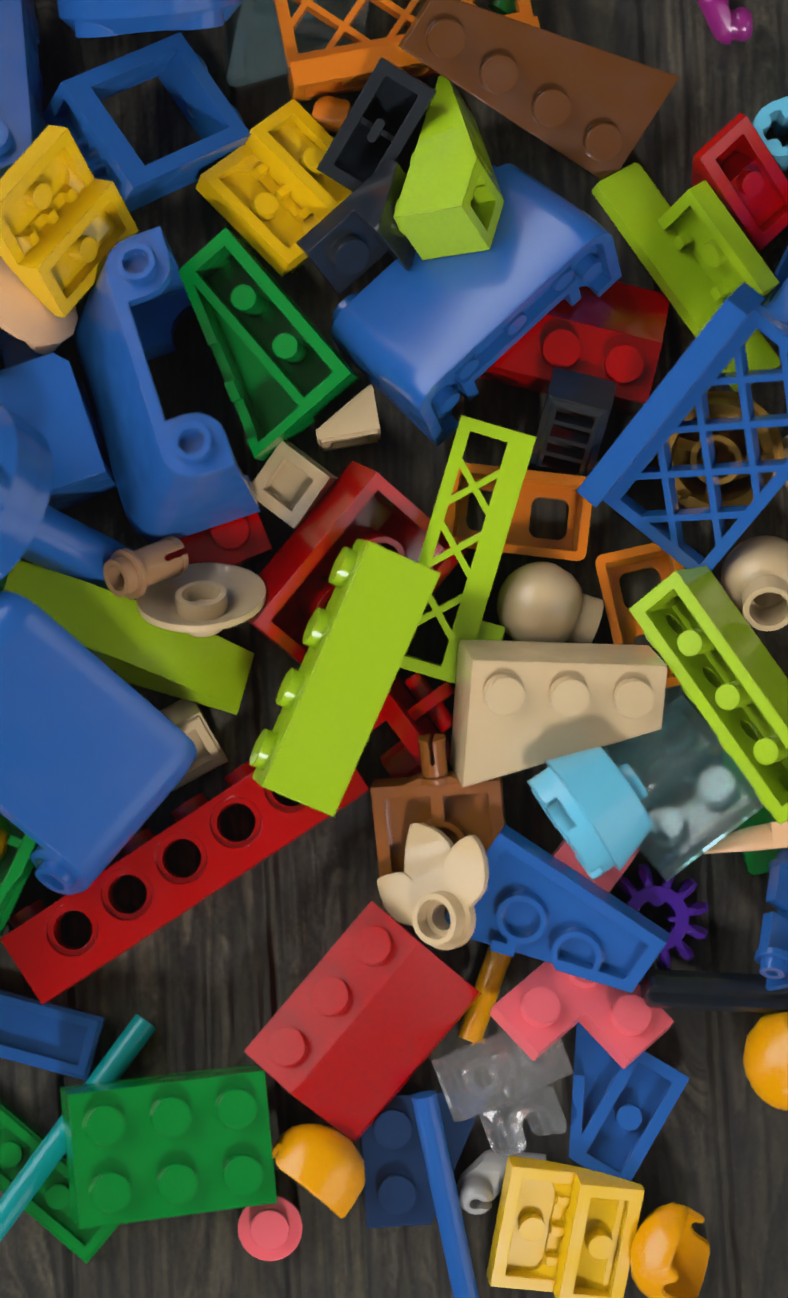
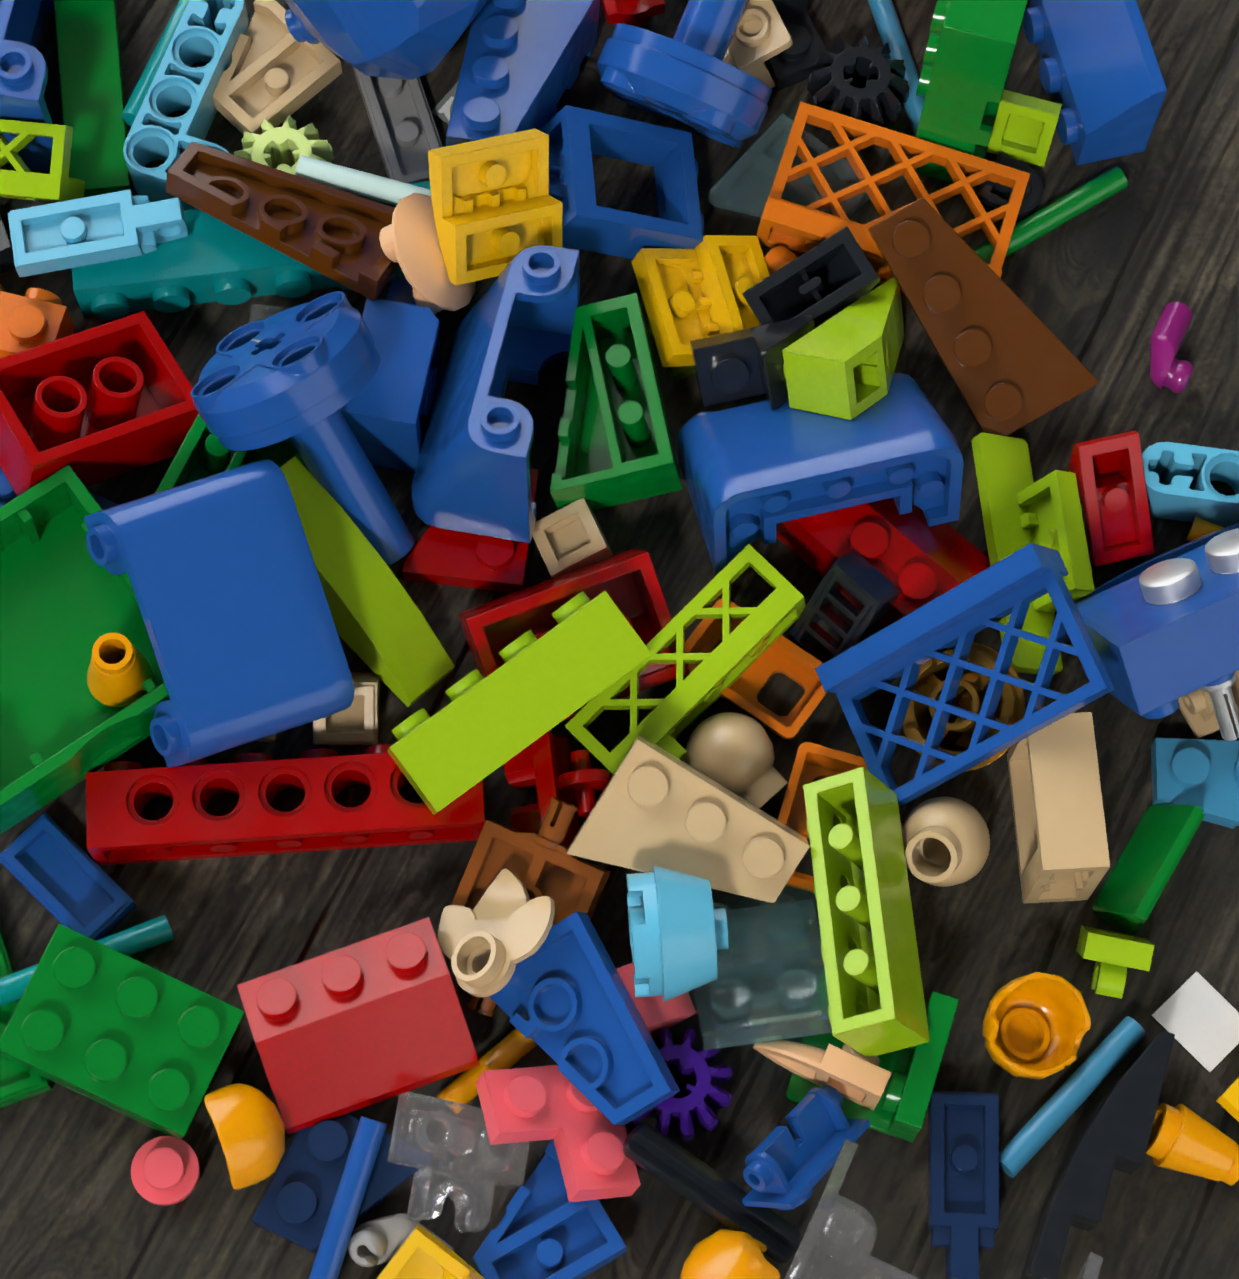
camera: 25 degrees right, 15 degrees down
(131, 572) = (390, 524): medium nougat pin -> none
(204, 599) = (433, 582): tan dish -> none
(352, 425) = (651, 517): tan slope -> none

